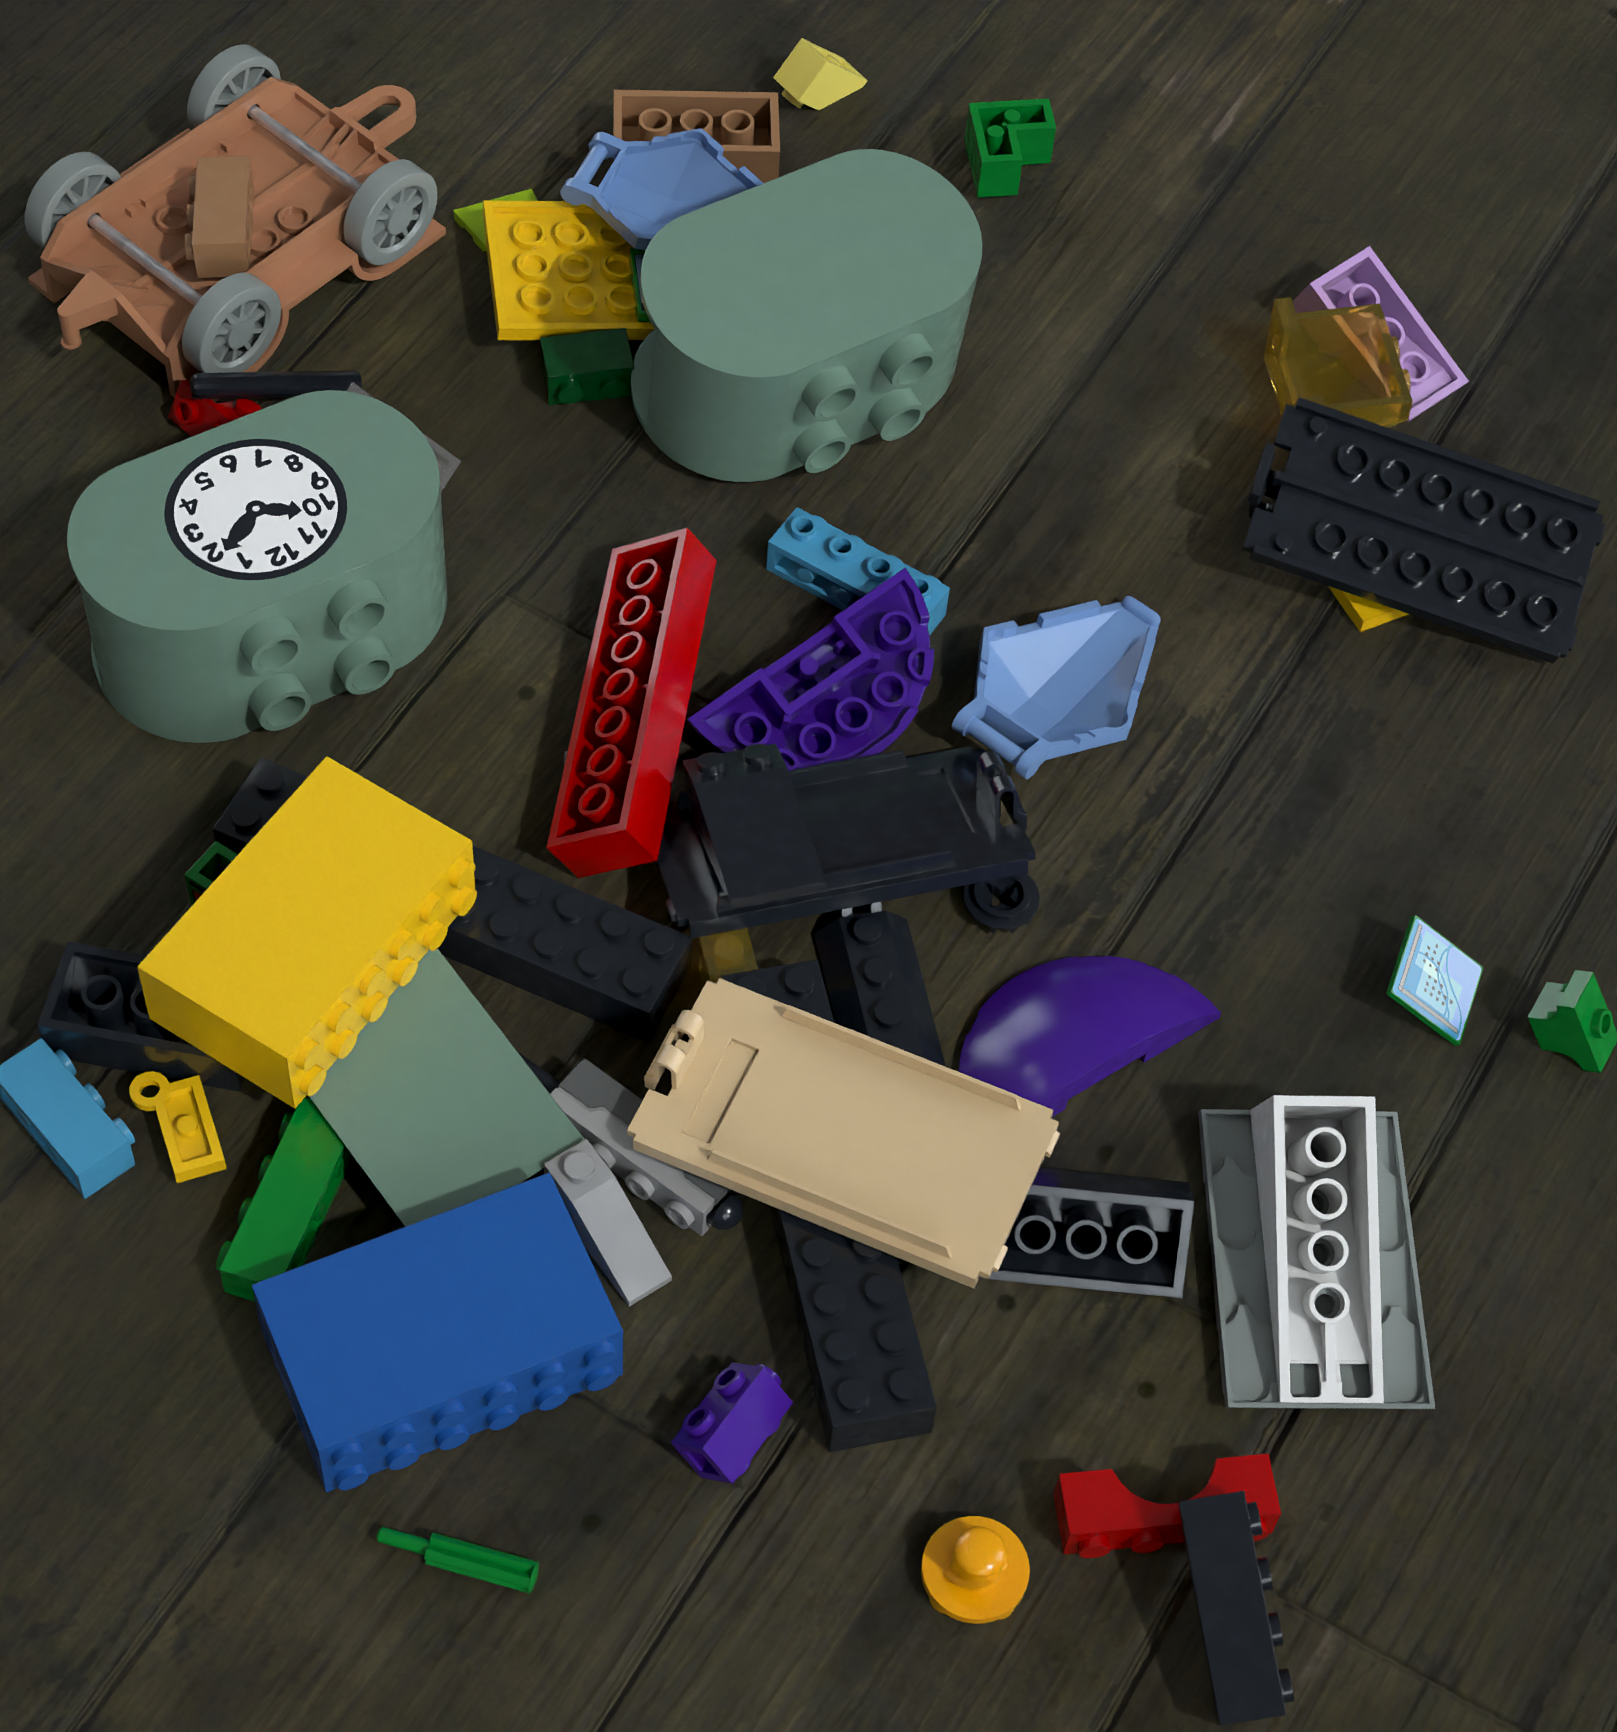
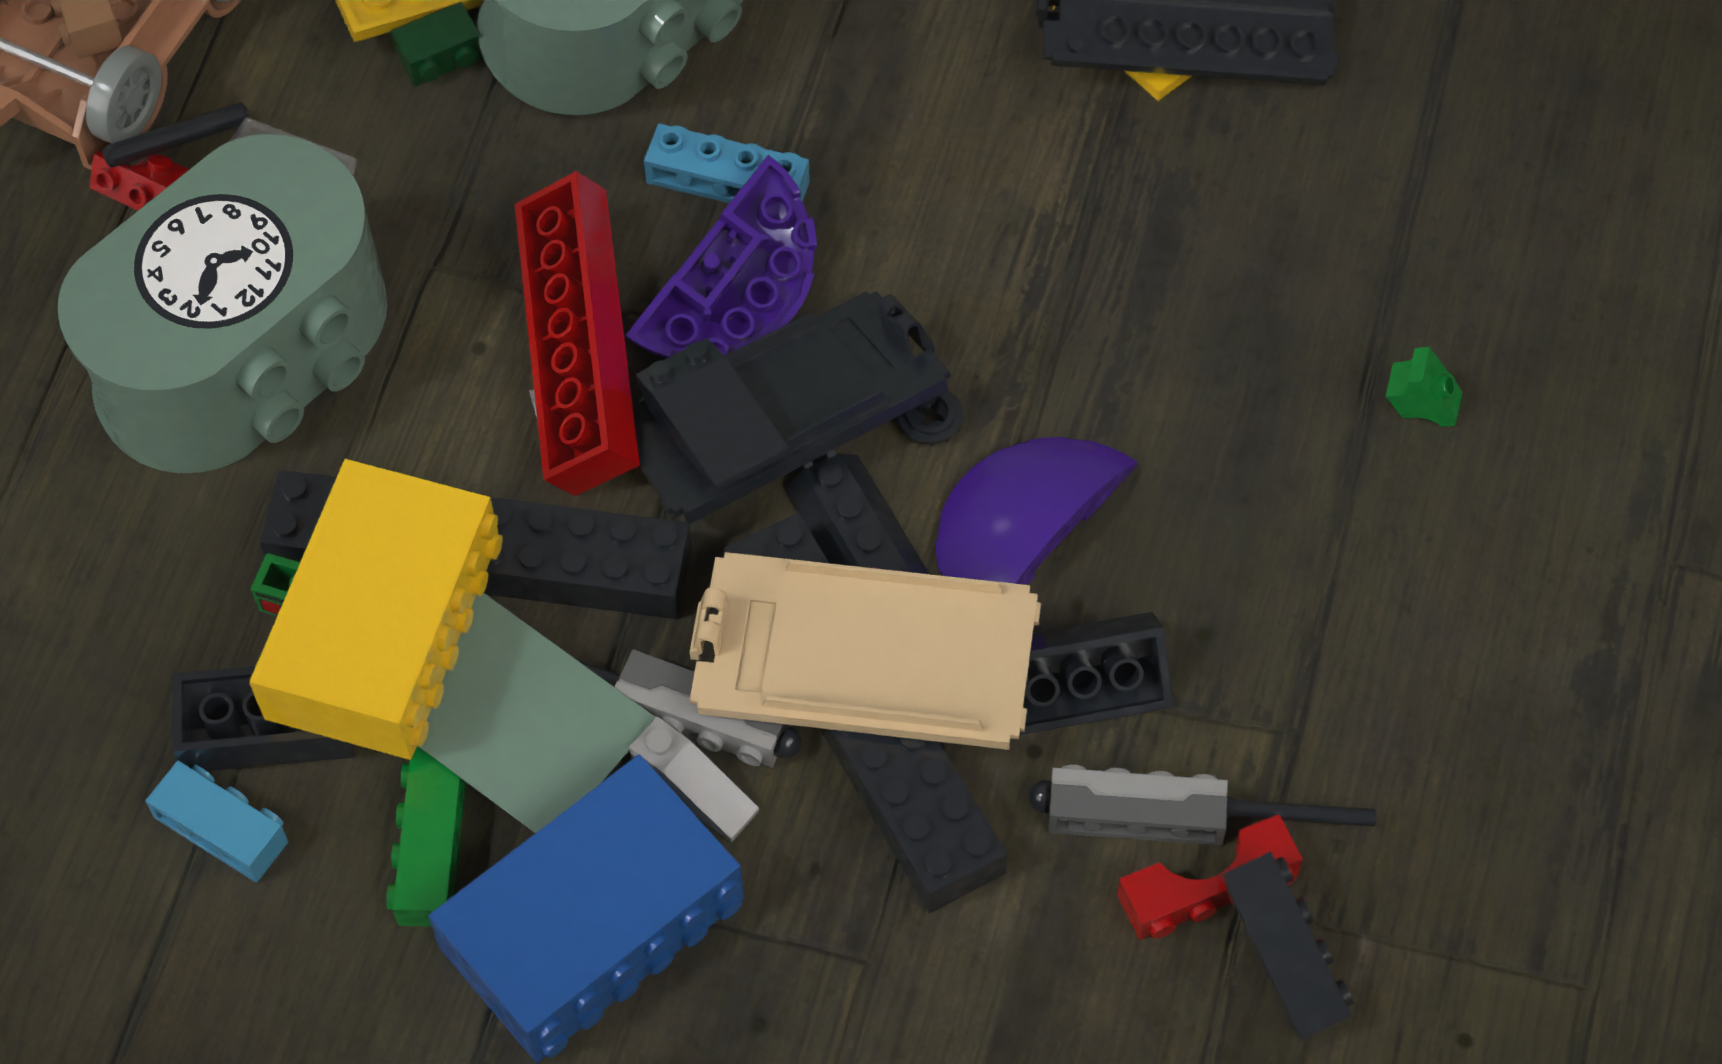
camera: 10 degrees left, 5 degrees up
(183, 1122) = (318, 796): yellow hinge -> none
(725, 955) = (719, 531): clear yellow brick -> none
(732, 1421) = (847, 912): dark purple brick -> none
(975, 1570) = (1074, 973): light orange plate -> none
(1060, 681) = (924, 215): medium blue windscreen -> none
(1135, 1407) = (1162, 806): none -> piece
(1313, 1256) = (1268, 643): piece -> none
(1434, 980) = (1302, 386): piece -> none

